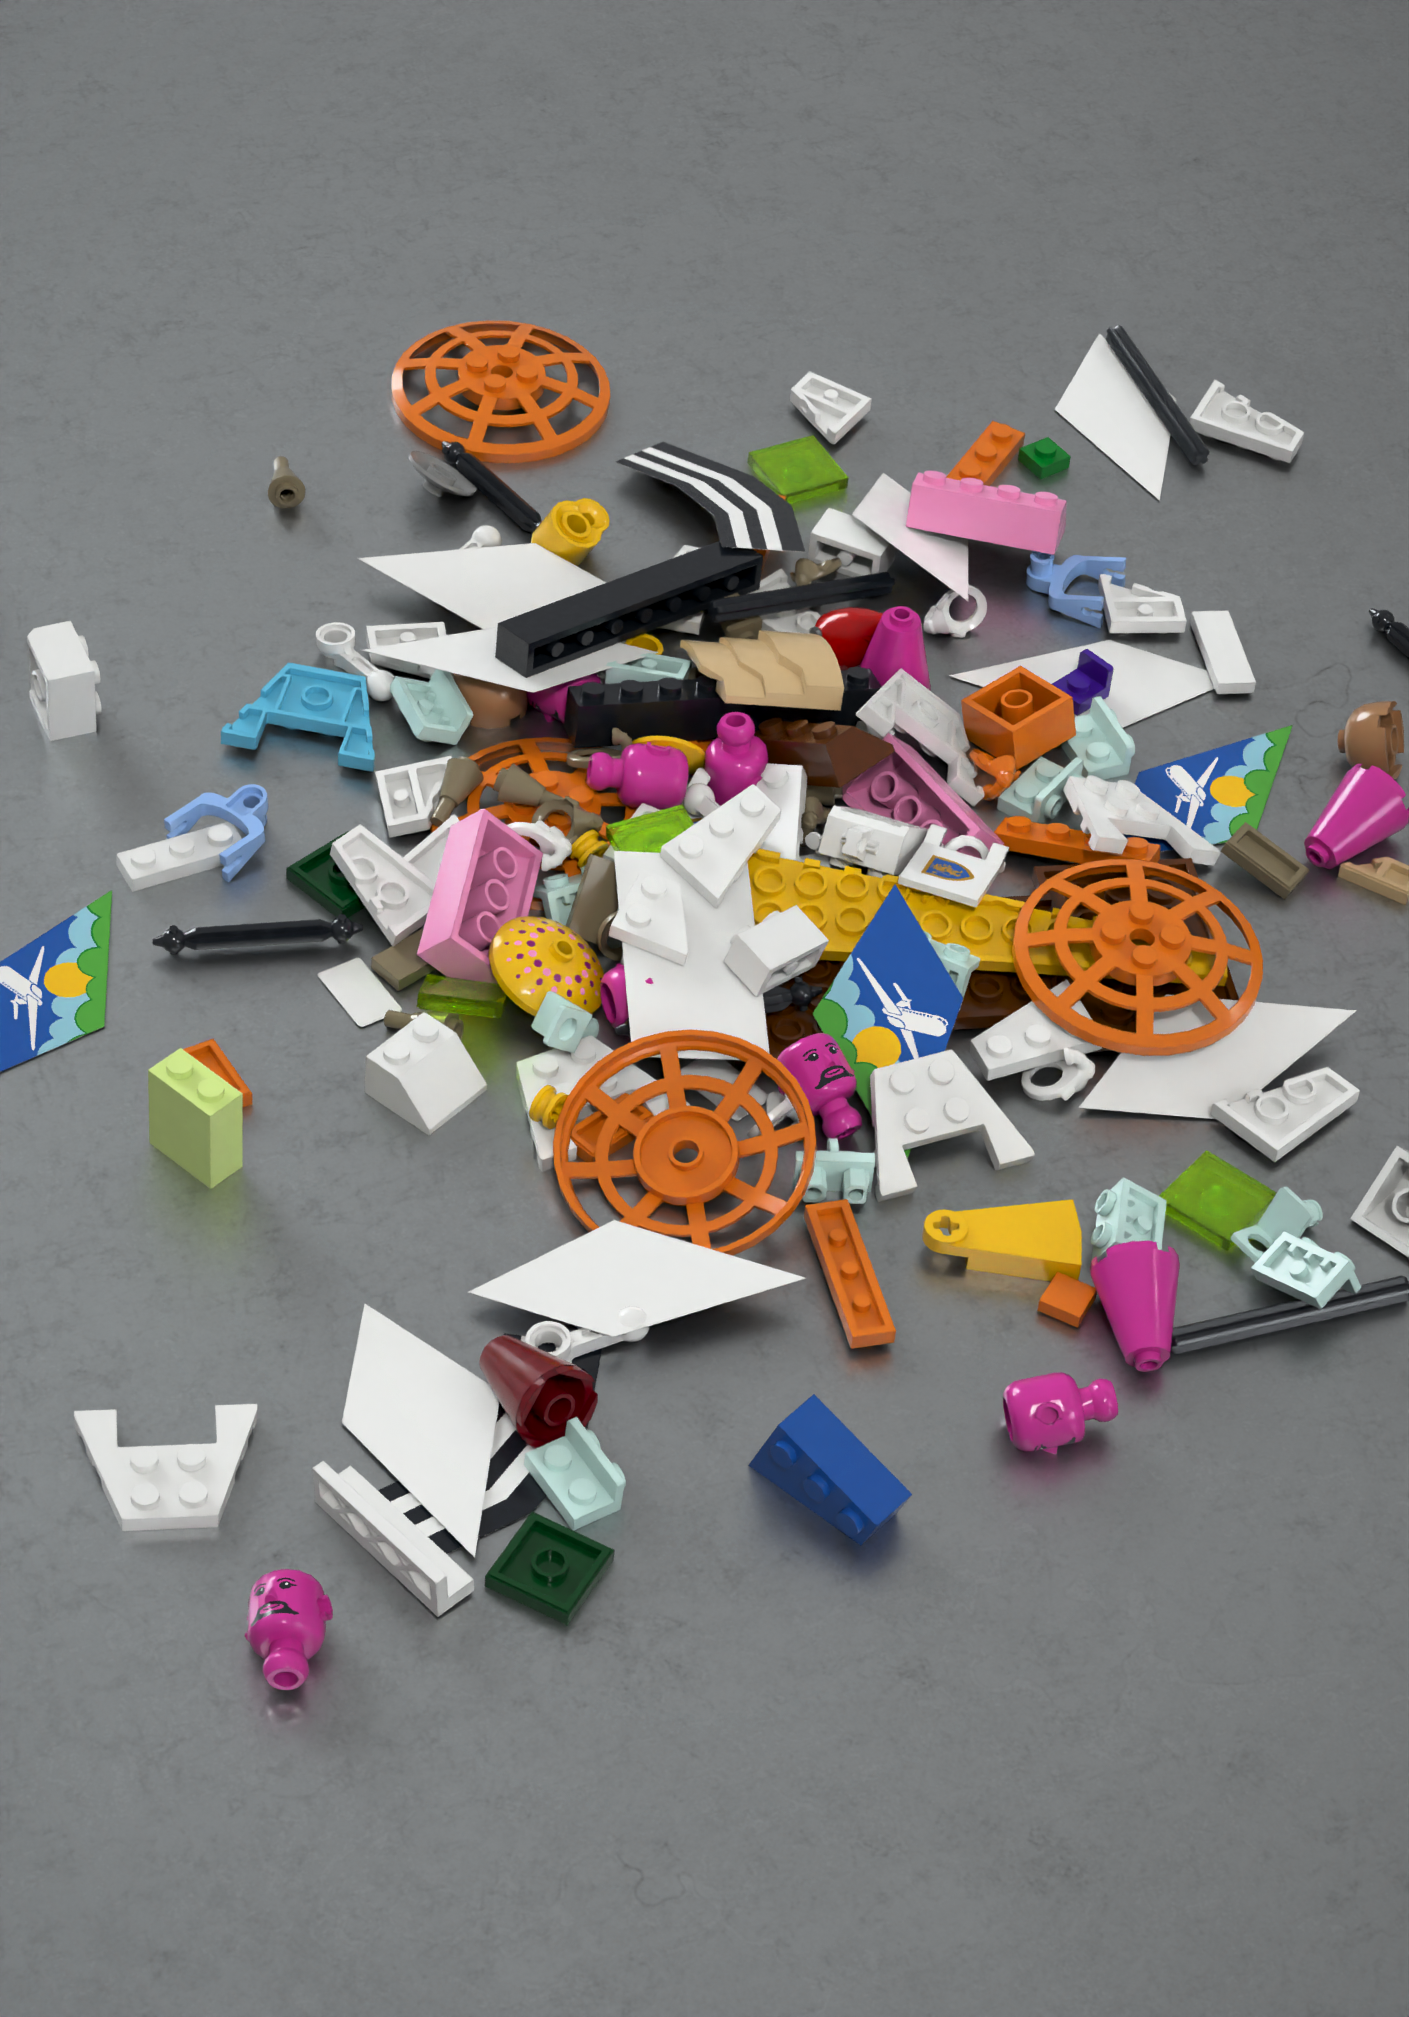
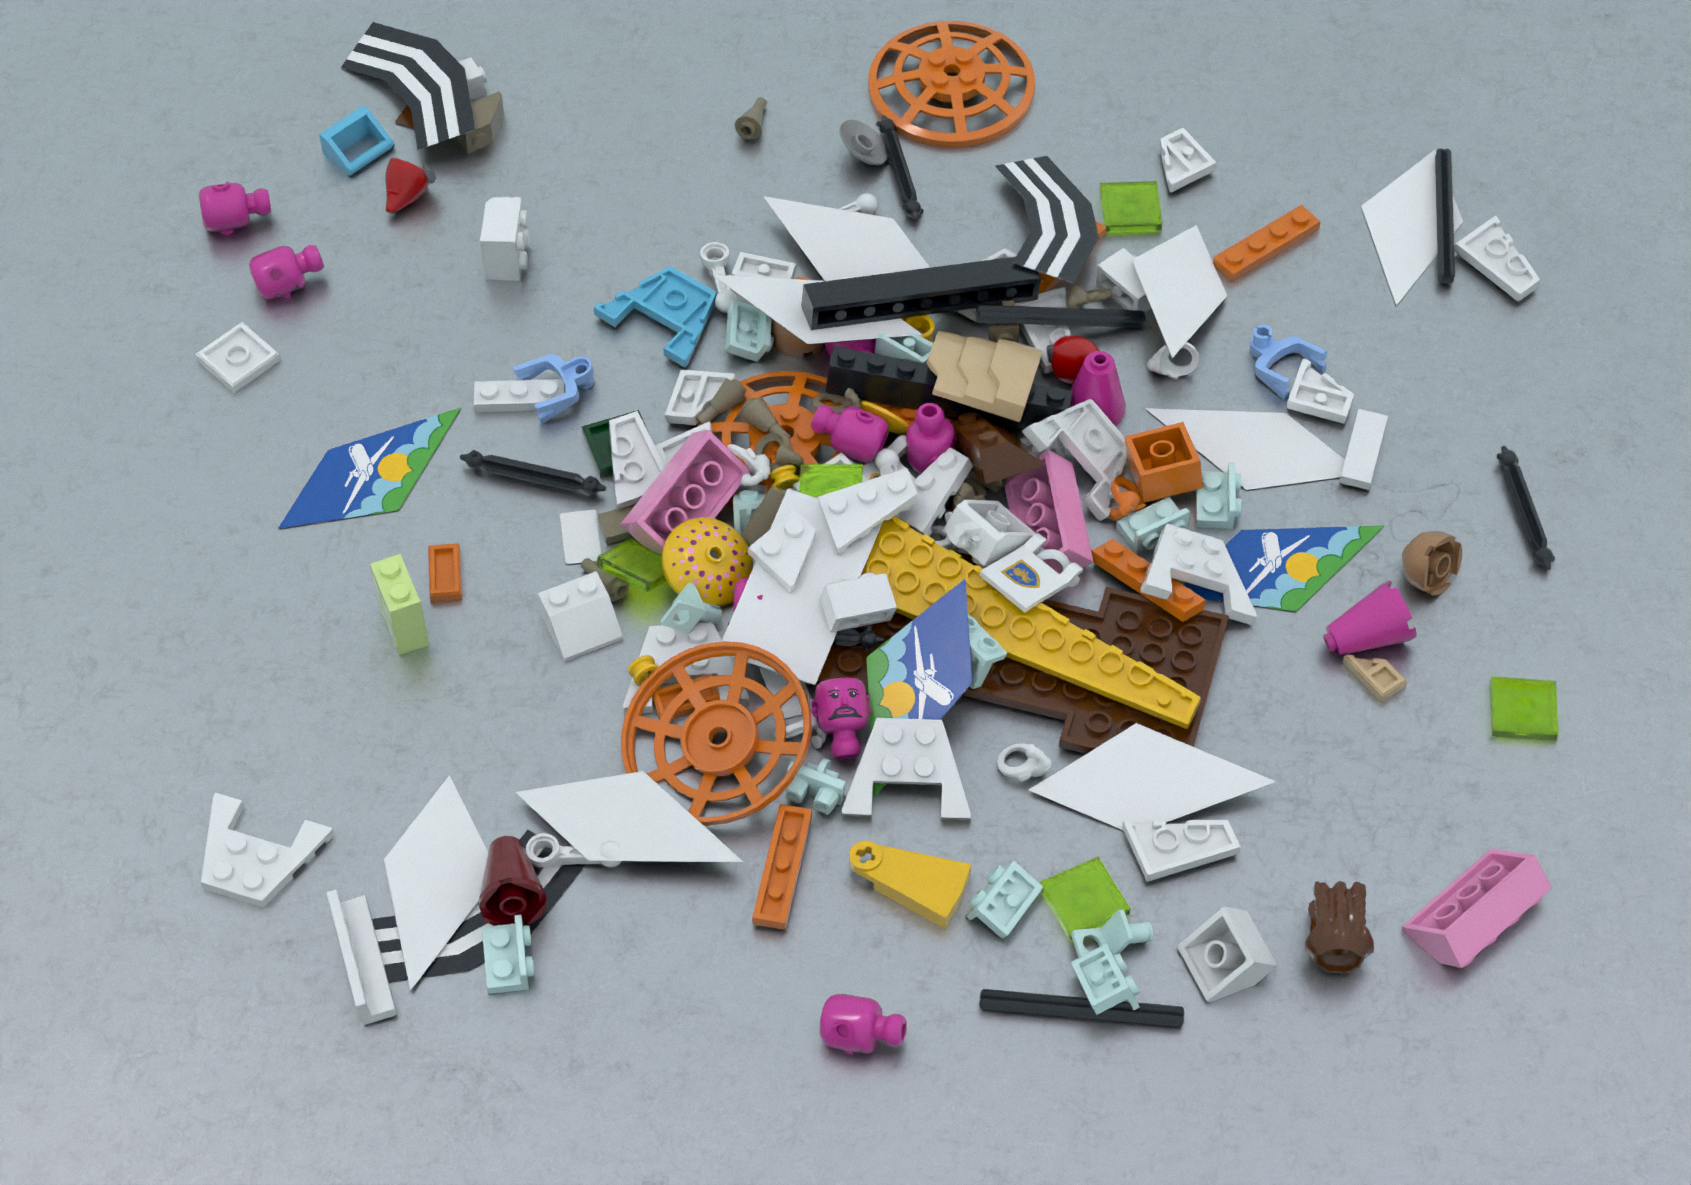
camera: 30 degrees right, 10 degrees up
(287, 1624) = (254, 999): dark pink piece -> none
(549, 1568) = (454, 1016): dark green tile -> none
(572, 529) = (924, 216): yellow piece -> none
(830, 1471) = (673, 1018): blue wedge -> none
(987, 512) = (1235, 287): bright pink slope -> none
(1026, 1041) = (1020, 723): white wing -> none
(1044, 458) = (1325, 246): green plate -> none
(1067, 1299) = (927, 939): orange tile -> none
(1087, 681) = (1236, 447): dark purple bracket -> none
(1137, 965) = (1121, 700): orange dish -> none
(1139, 1299) = (968, 963): dark pink cone -> none
(1265, 860) = (1287, 634): dark tan tile -> none

